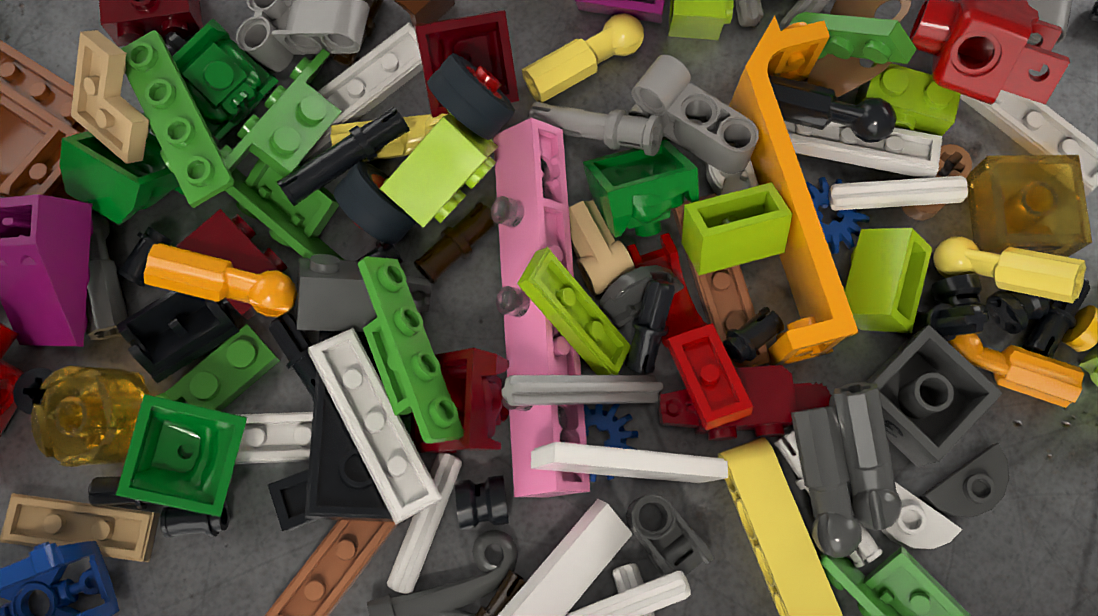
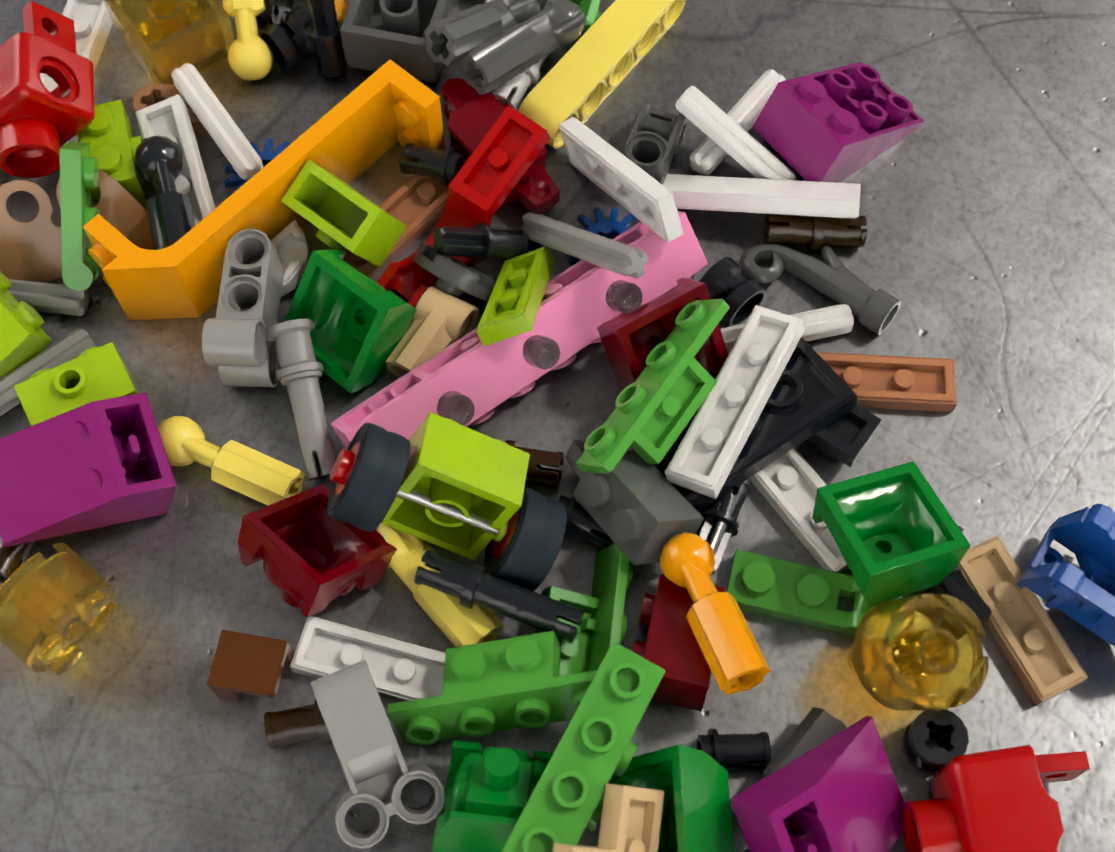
camera: 120 degrees left, 10 degrees down
(176, 332) = (795, 652): black hinge -> none
(887, 279) = (305, 91): lime brick -> none

